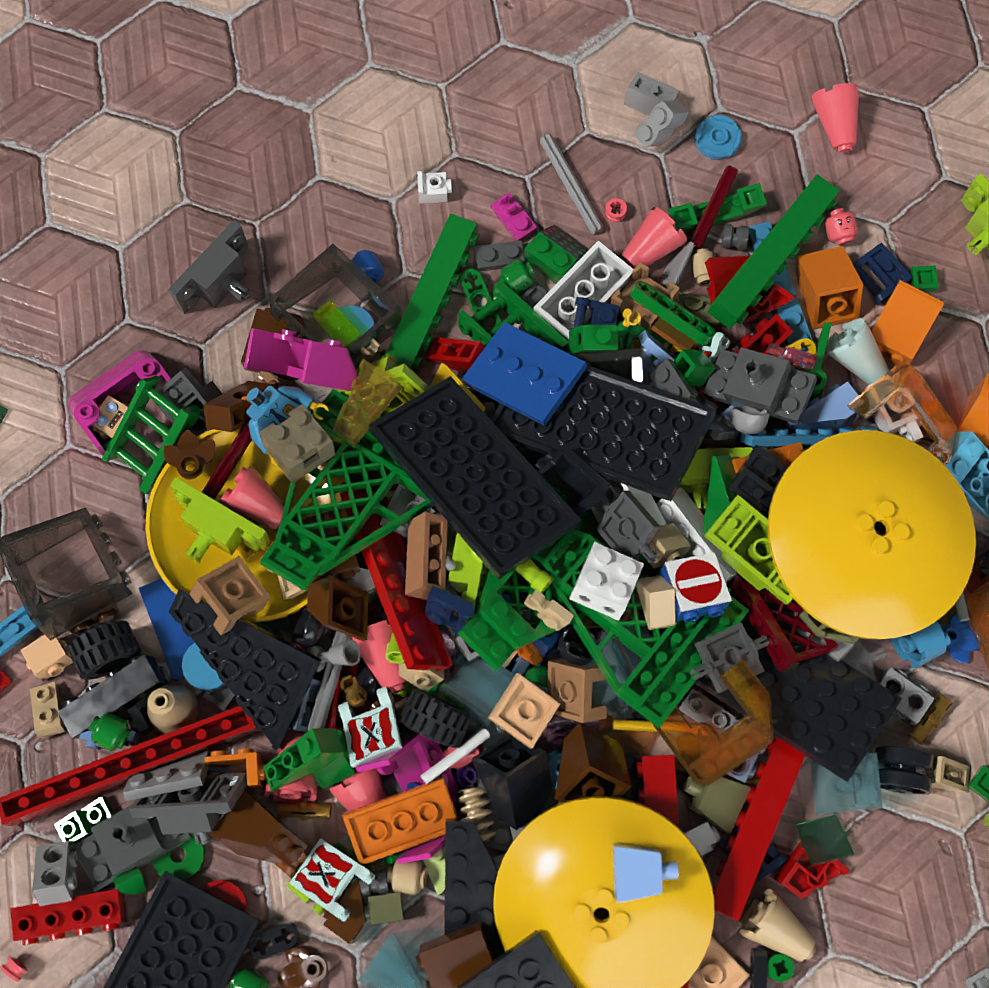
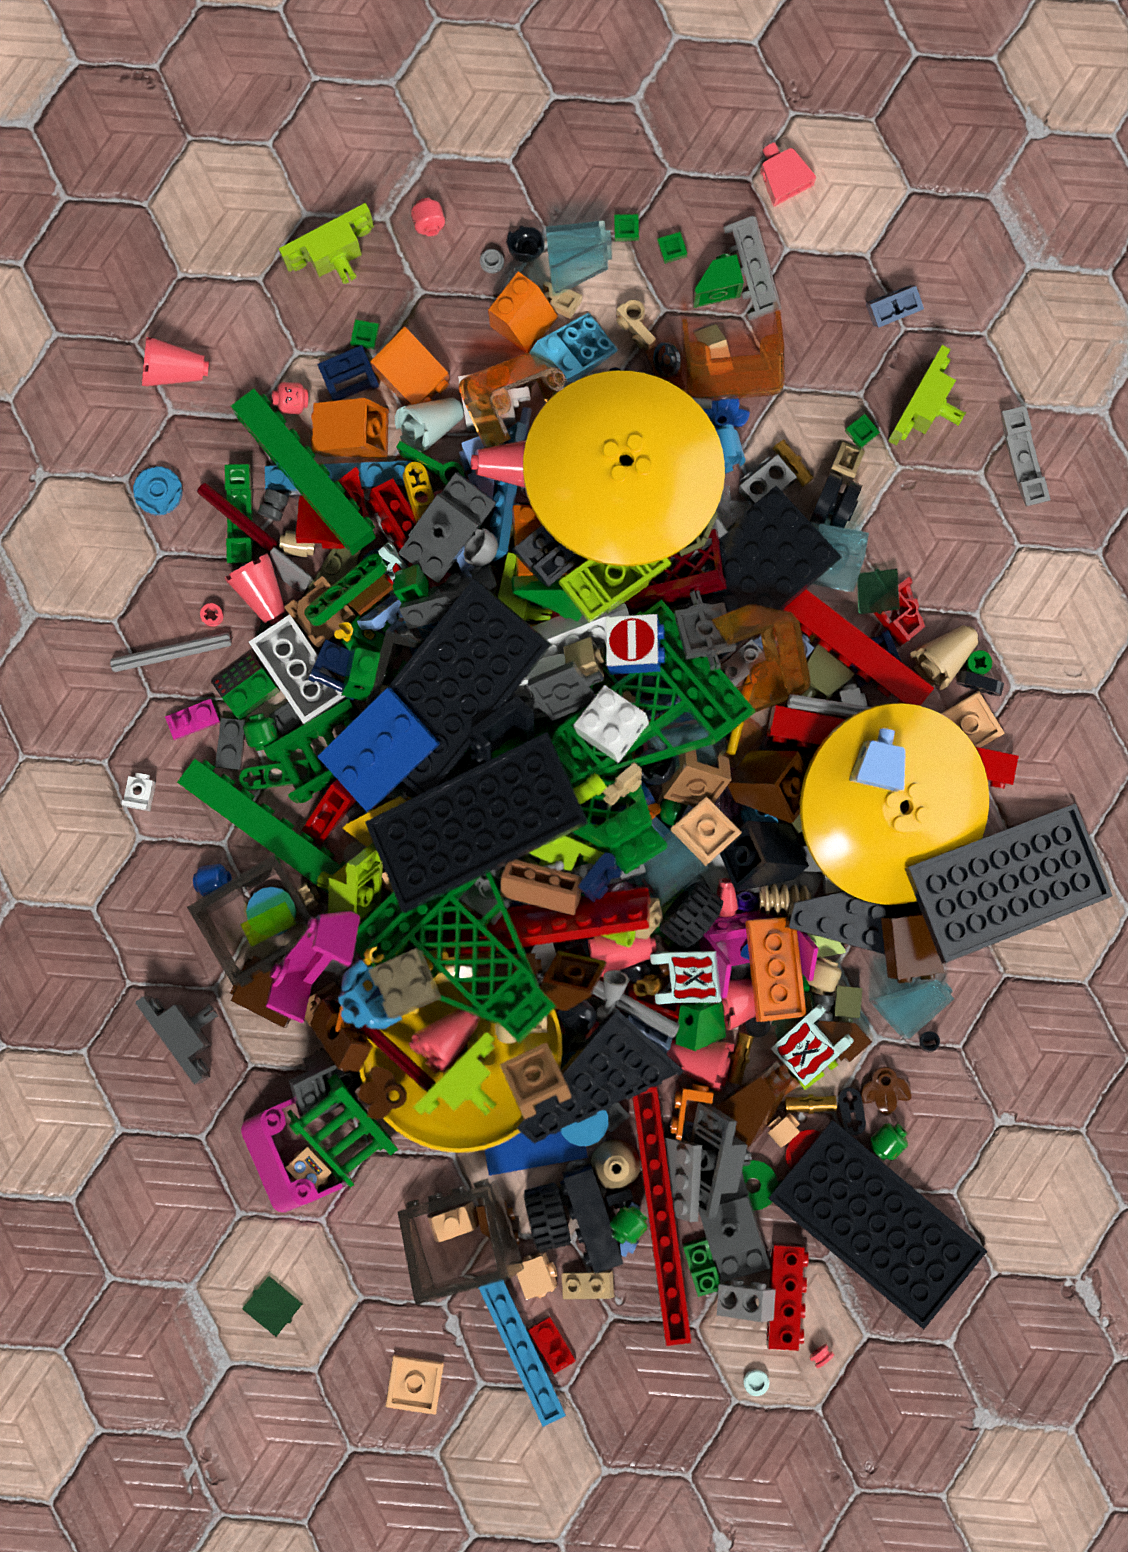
camera: 75 degrees left, 10 degrees up
(84, 561) = (453, 1221): none -> light nougat torso
(130, 882) = (769, 1233): green tile -> none
(240, 873) = (783, 1129): none -> light nougat plate
(272, 895) = (810, 1104): none -> pearl gold pin
(303, 757) = (701, 1045): green slope -> none
(337, 822) = (757, 1029): none -> black plate
(368, 399) = (376, 908): clear yellow wing -> none
(455, 756) = (729, 904): white bar -> none
(647, 92) = (97, 545): light grey hinge -> none
(657, 601) = (639, 682): tan slope -> none
(661, 123) = (134, 544): light grey brick -> none
(686, 804) = (823, 706): none -> light grey axle
(797, 357) = (423, 491): clear pink plate -> none
(838, 414) = (501, 463): none -> coral cone

